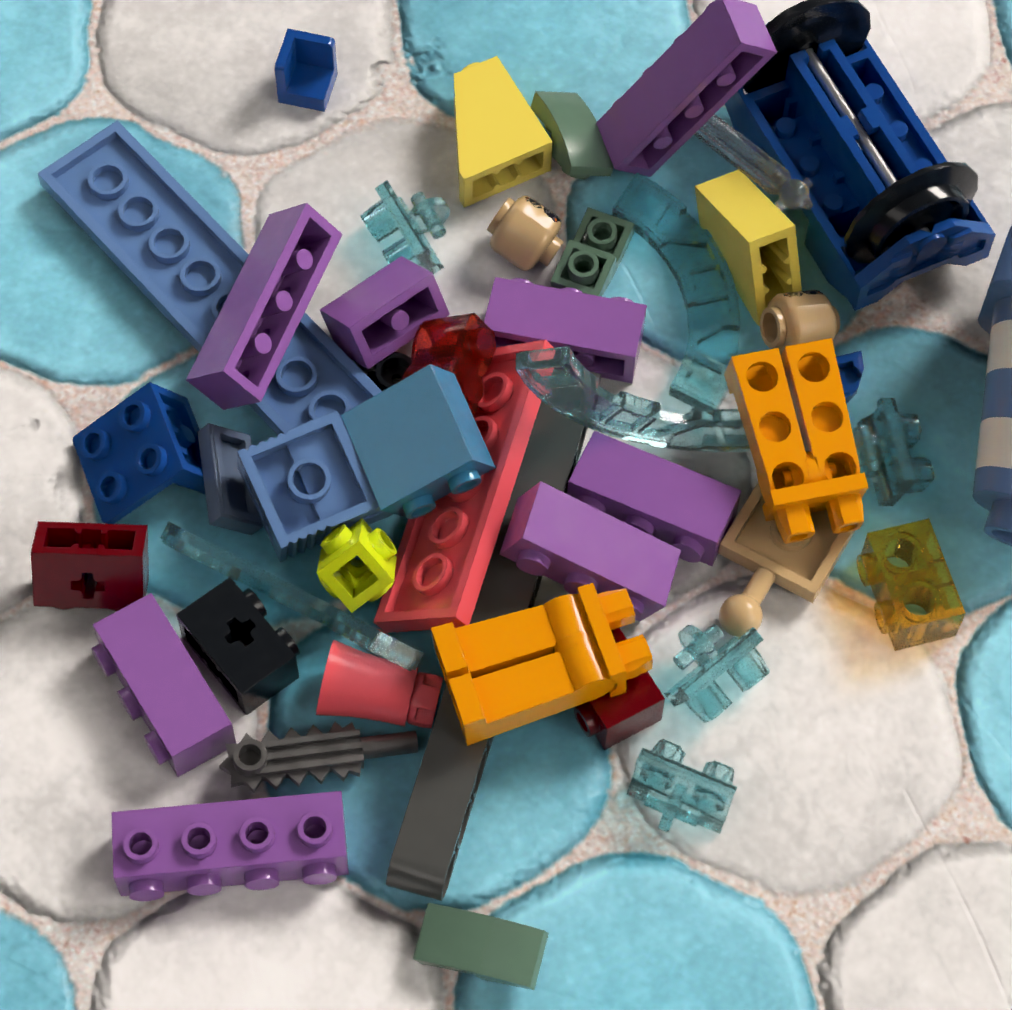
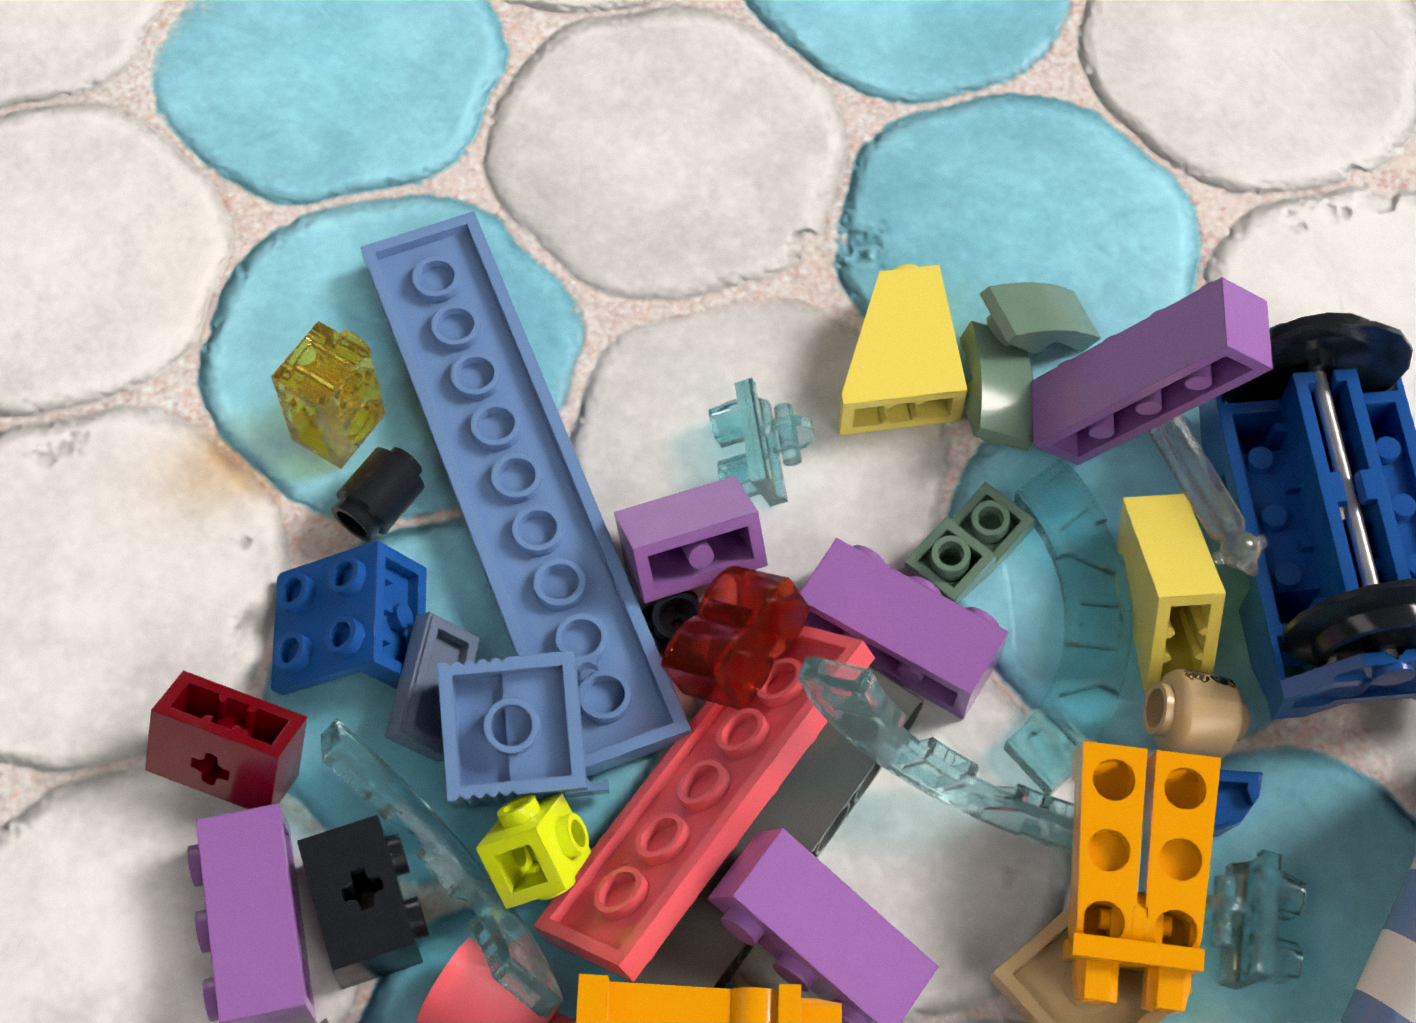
camera: 20 degrees right, 0 degrees up
(64, 288) = (329, 393): none -> clear yellow brick
(129, 353) = (378, 493): none -> black brick
(264, 307) = (544, 491): medium lavender brick -> none
(306, 70) = (712, 215): blue panel -> none
(418, 442) = (659, 723): dark azure piece -> none
(525, 233) = (897, 491): tan head -> none
(584, 74) = (1037, 315): none -> sand green slope
(655, 496) = (930, 883): medium lavender brick -> none

